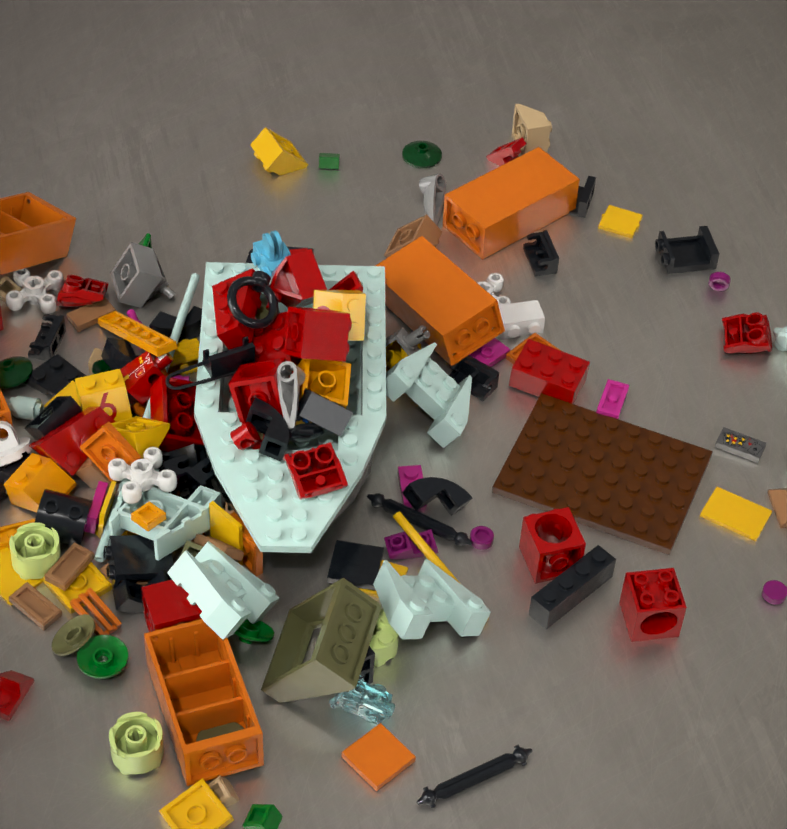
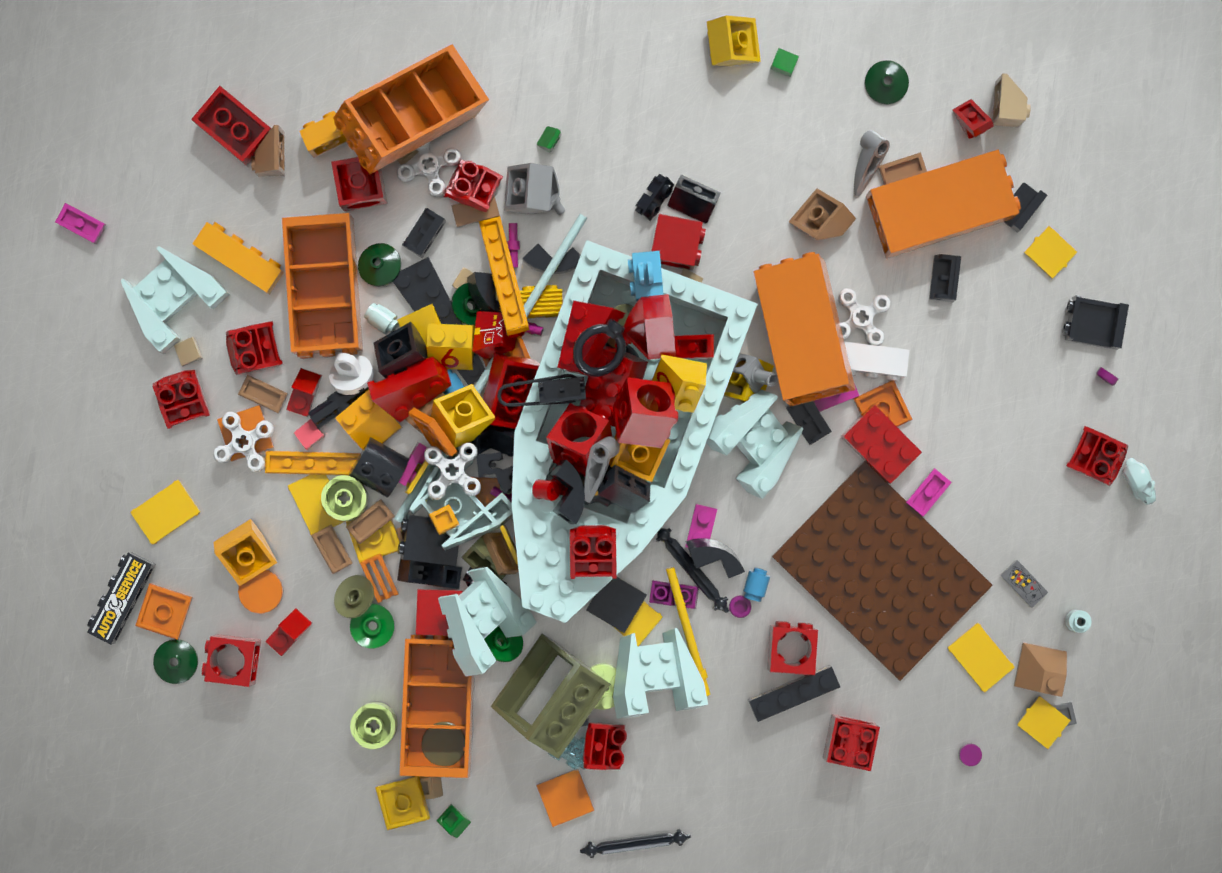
camera: 20 degrees right, 40 degrees up
(399, 679) = (604, 746): none -> red slope
(489, 511) = (756, 584): none -> dark azure brick

